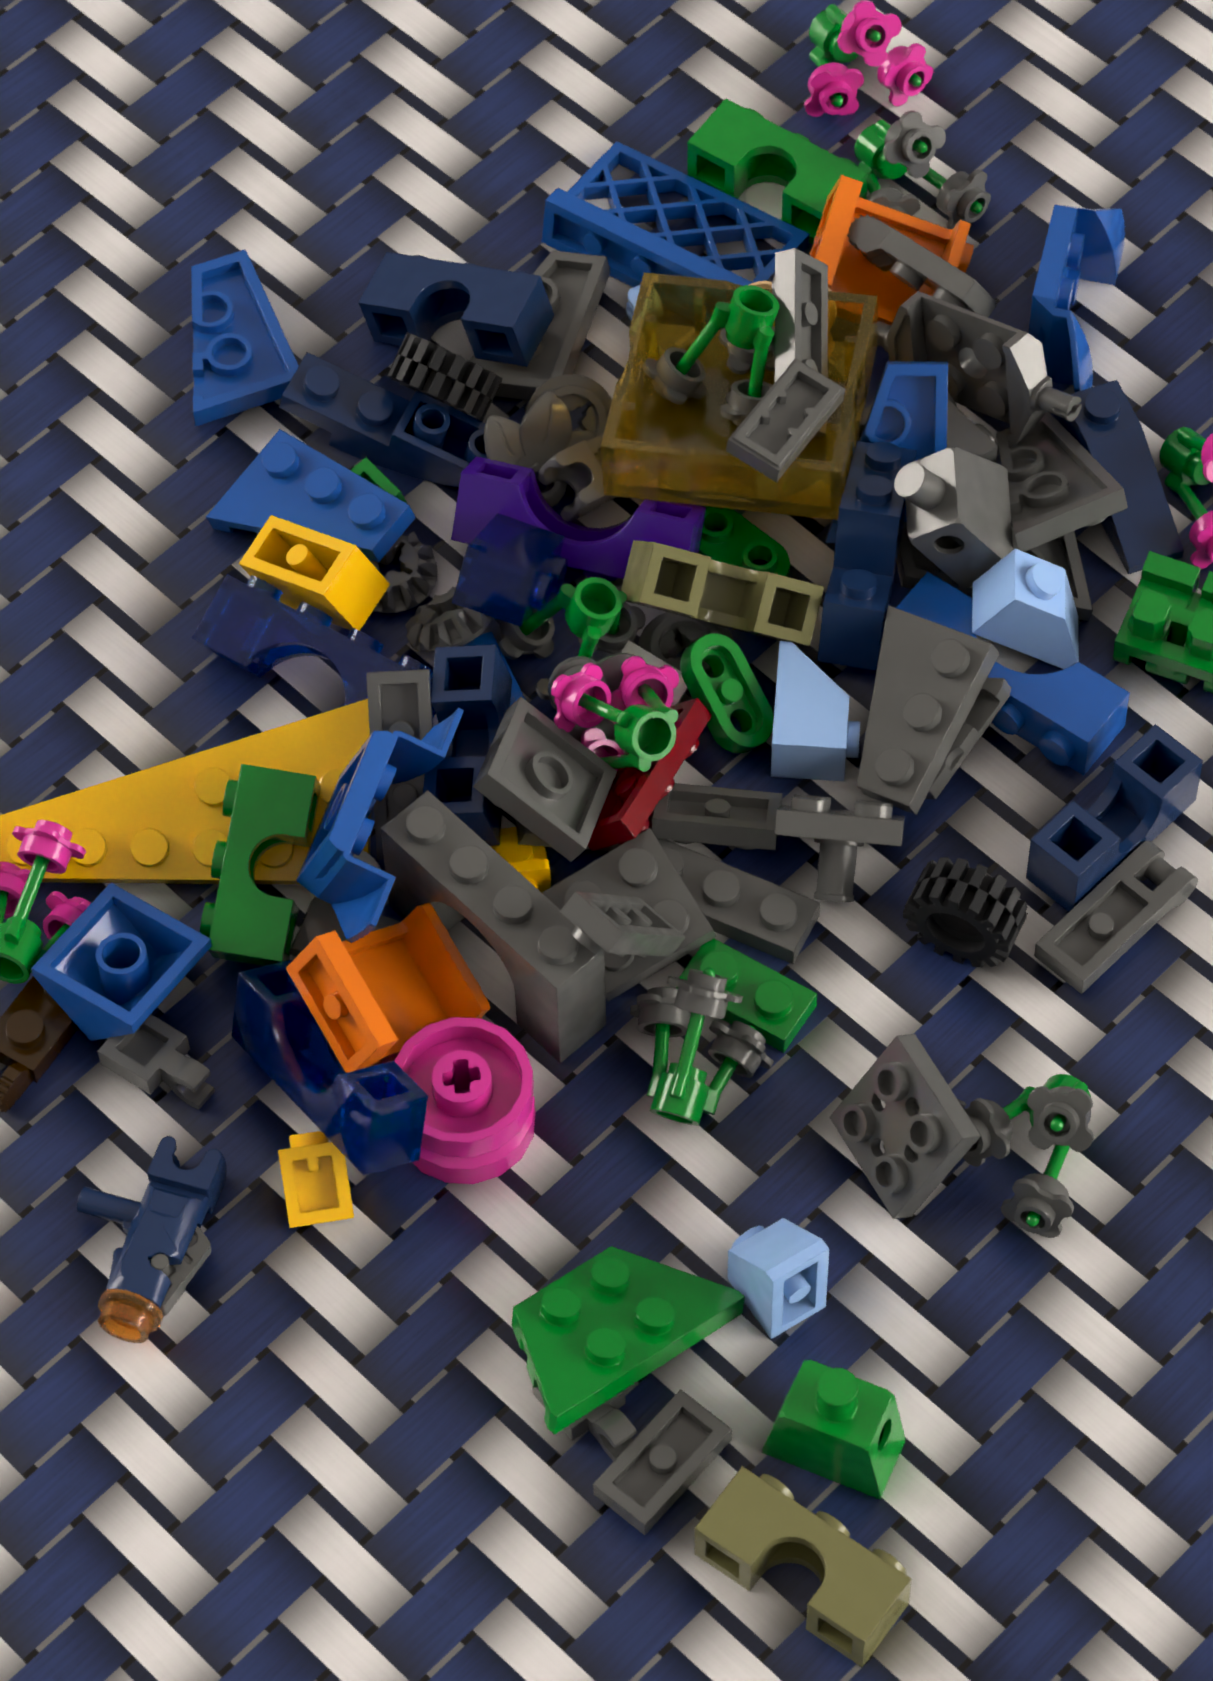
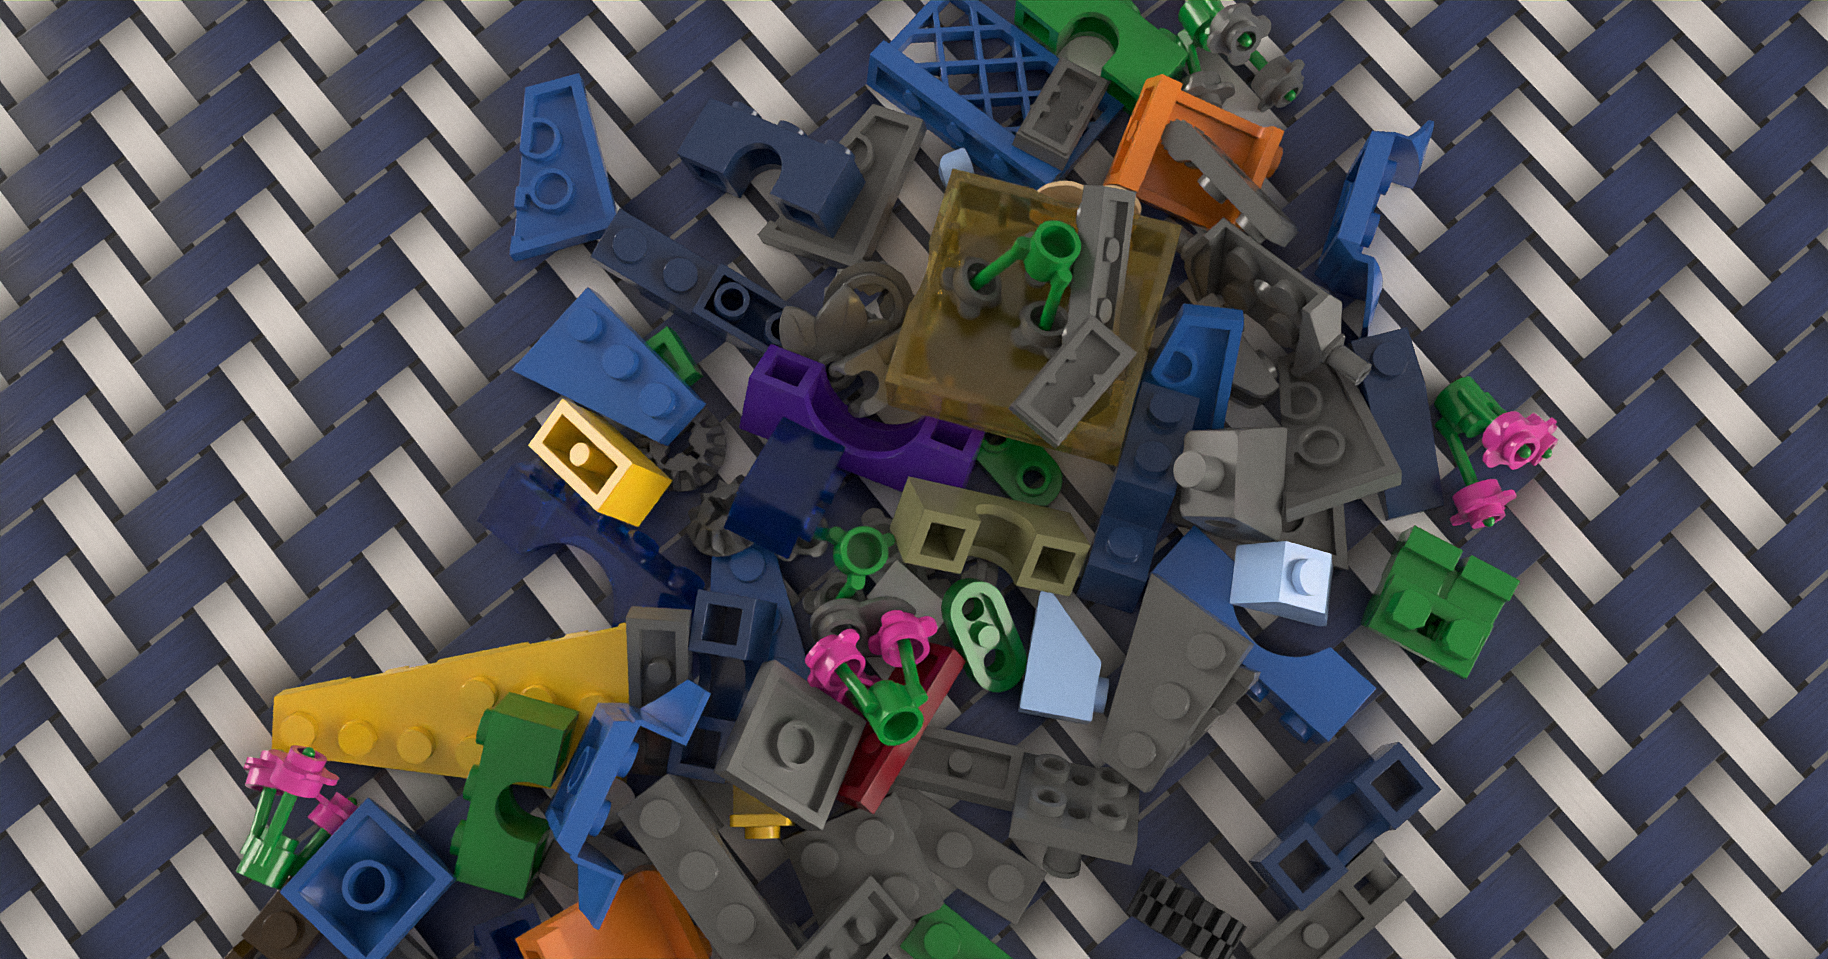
camera: 10 degrees right, 20 degrees up
(444, 376) = (748, 252): black tyre -> none
(746, 235) = (1061, 113): none -> dark grey plate

